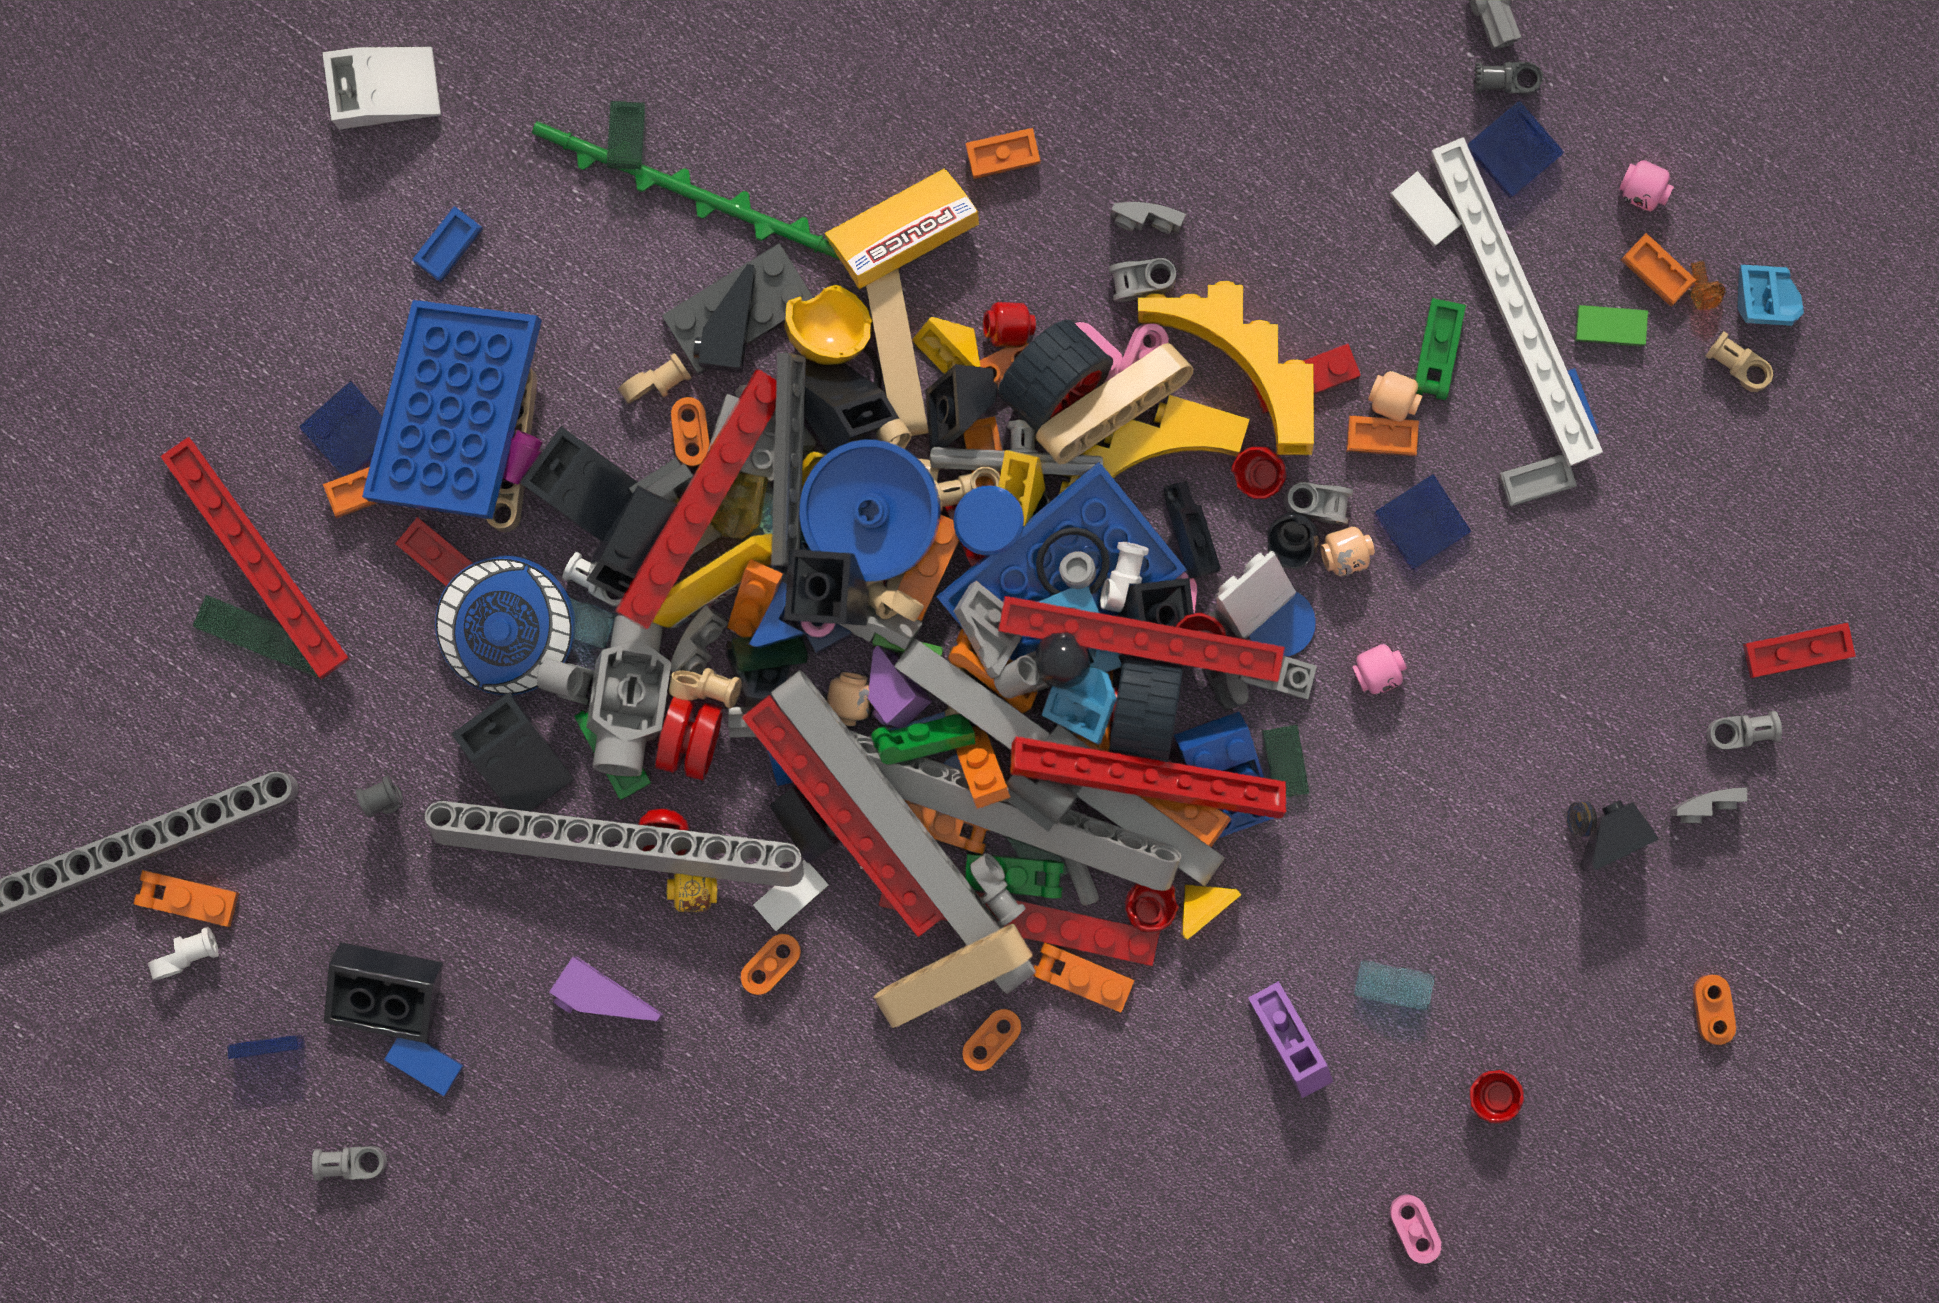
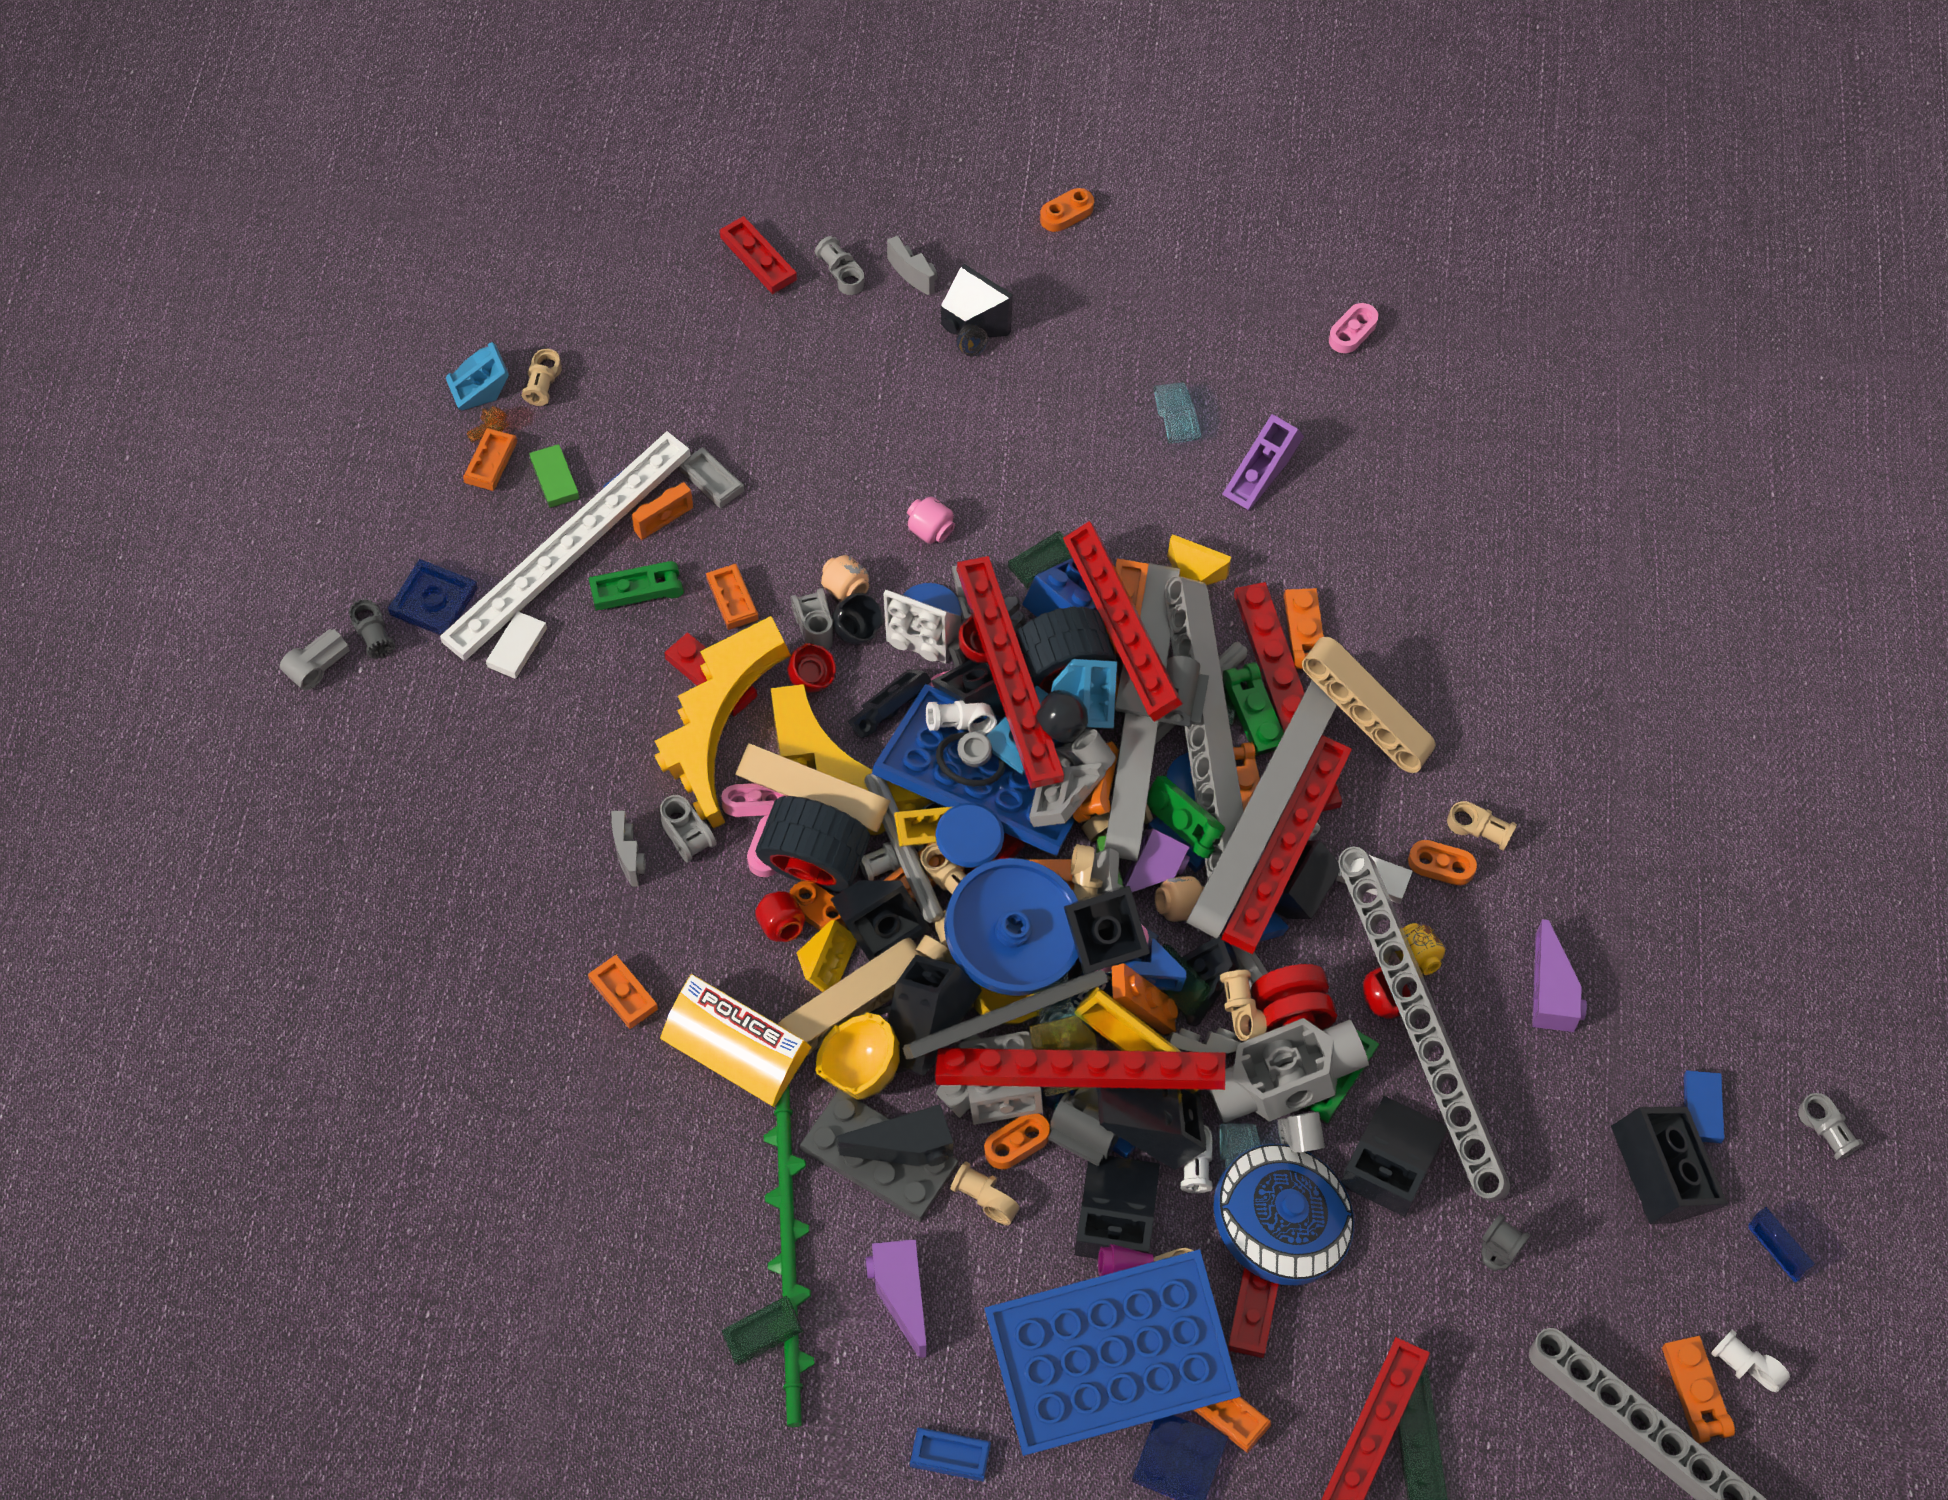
camera: 120 degrees left, 25 degrees down
(609, 267) = (898, 1286): none -> medium lavender slope
(791, 1023) = (1482, 824): none -> tan connector
(982, 770) = (1188, 751): orange plate -> none
(991, 878) = (1280, 705): light grey connector -> none
(991, 1039) = (1397, 670): orange plate -> none
(1150, 908) = (1225, 598): red hair -> none
(1395, 396) = (694, 596): light nougat head -> none
(1422, 522) = (789, 542): clear blue plate -> none
(1496, 1096) = (1221, 312): red hair -> none
(1512, 395) = (662, 510): none -> orange plate
(1646, 185) = (421, 492): bright pink head -> none

